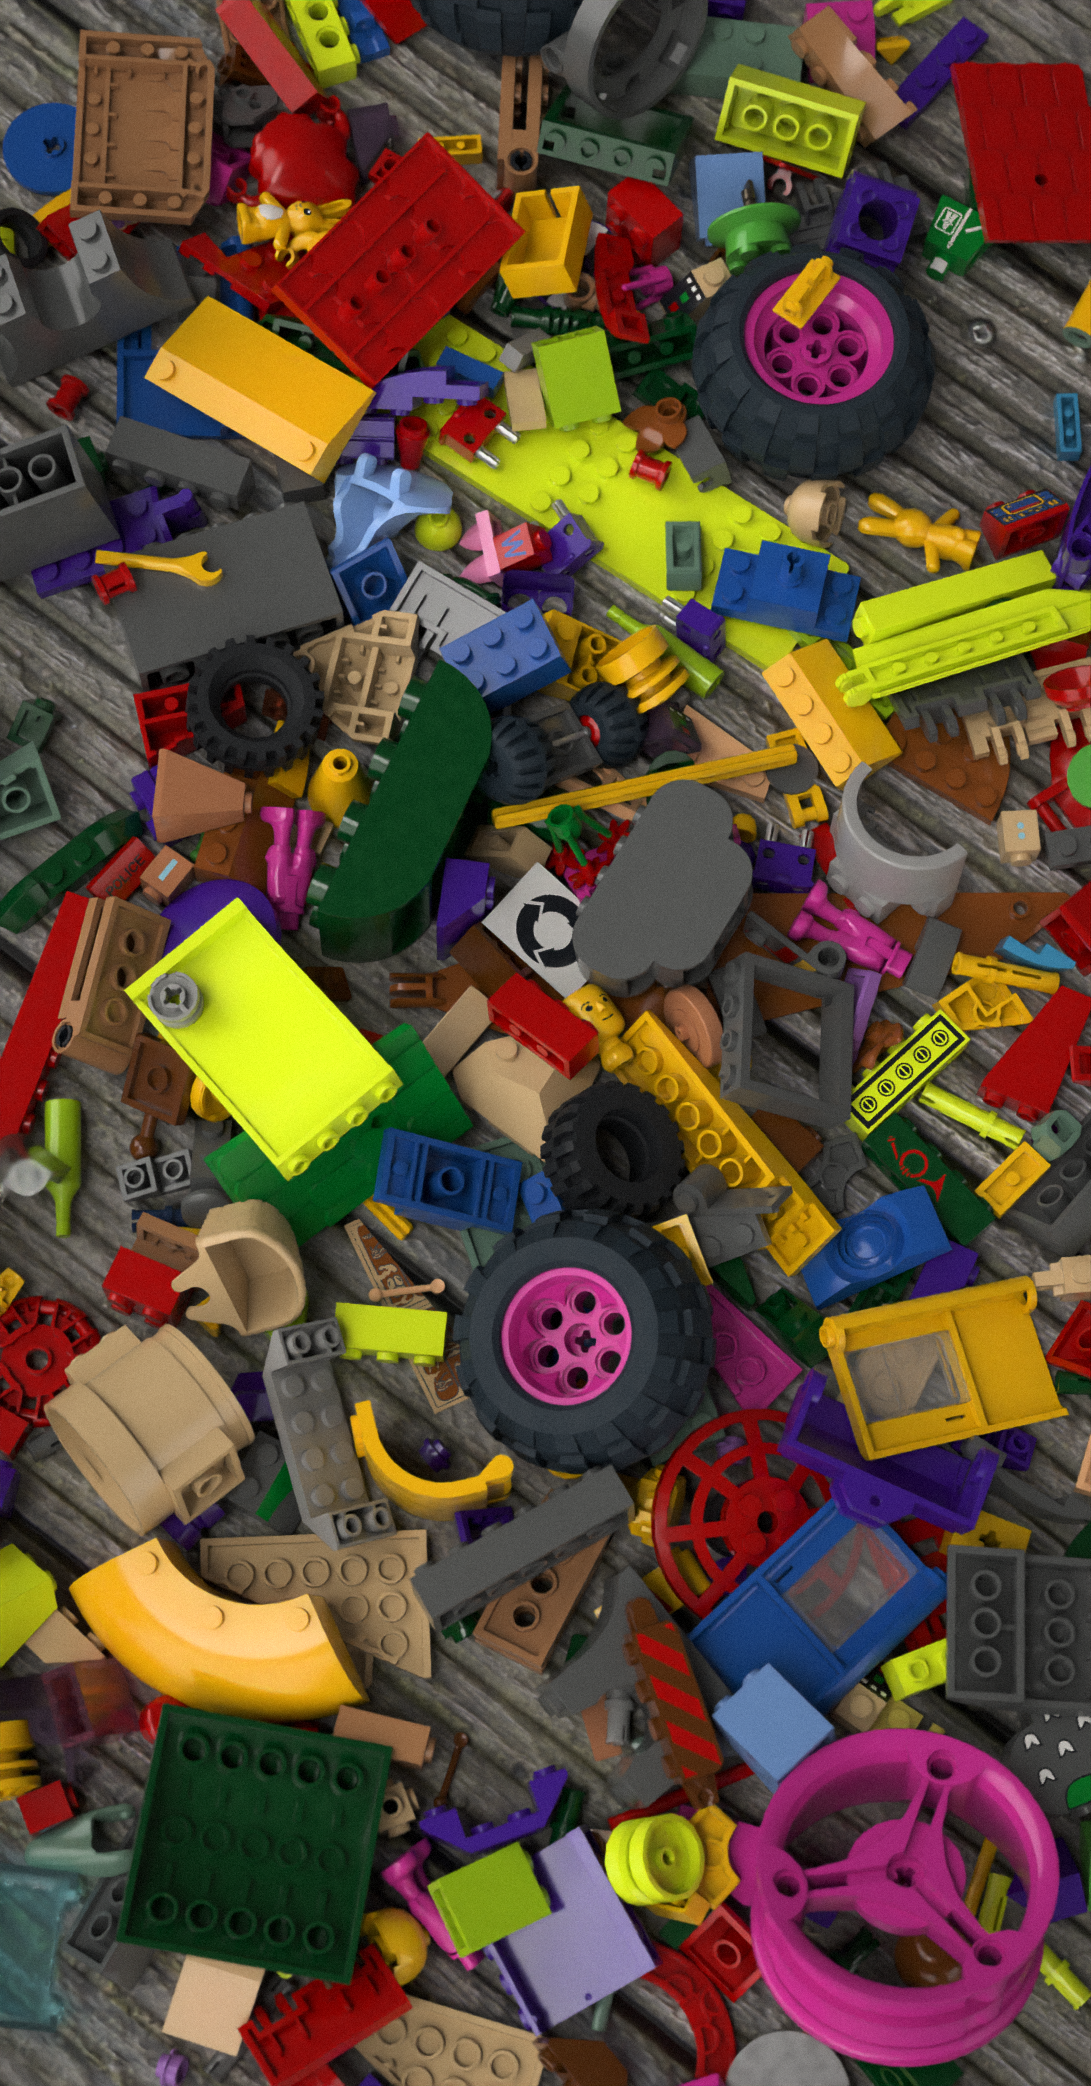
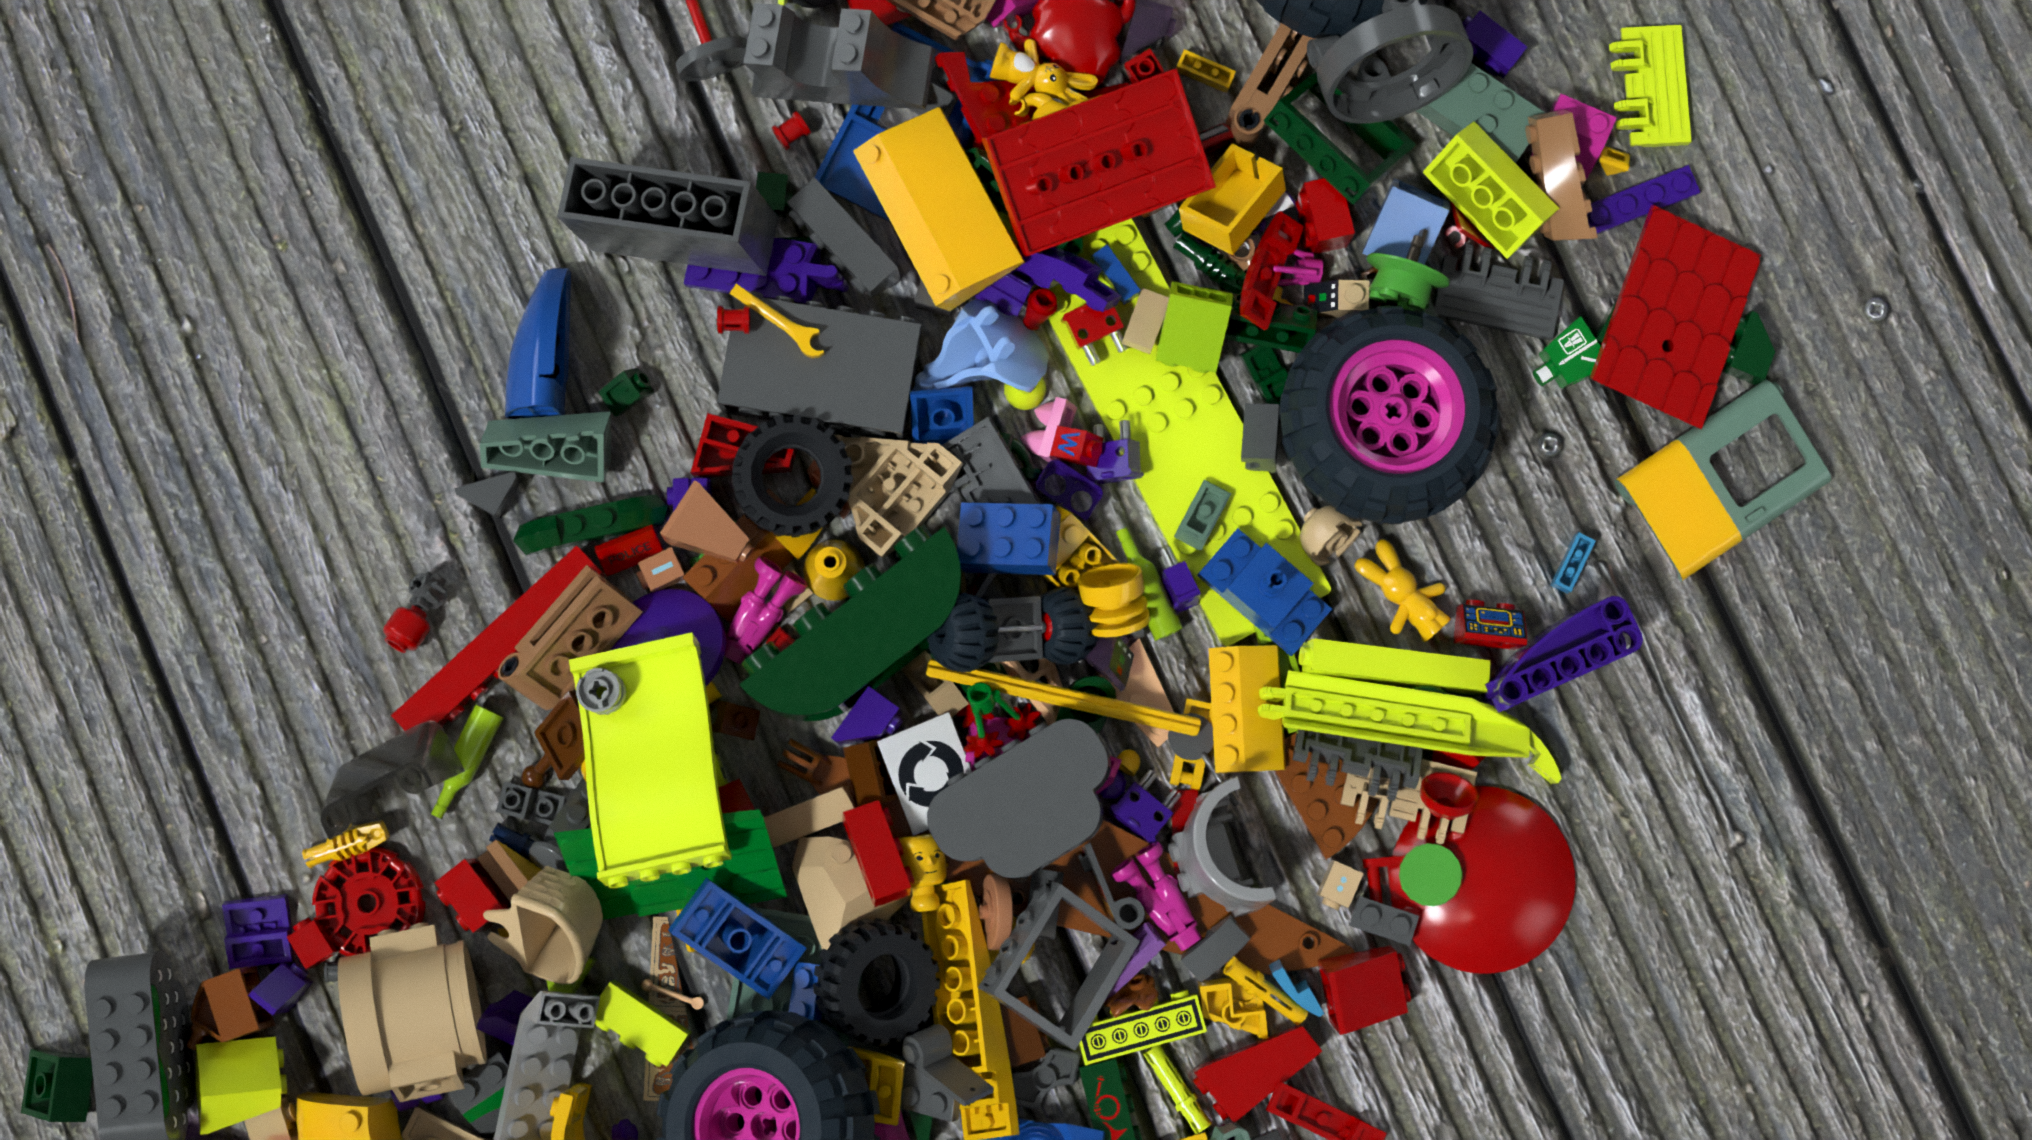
camera: 25 degrees right, 10 degrees up
(519, 351) = (1161, 279): light grey piece -> none
(650, 469) = (1214, 431): red bush -> none
(658, 425) = (1238, 399): dark orange plate -> none
(807, 292) = (1405, 367): yellow hinge -> none
(887, 204) = (1531, 320): dark purple piece -> none

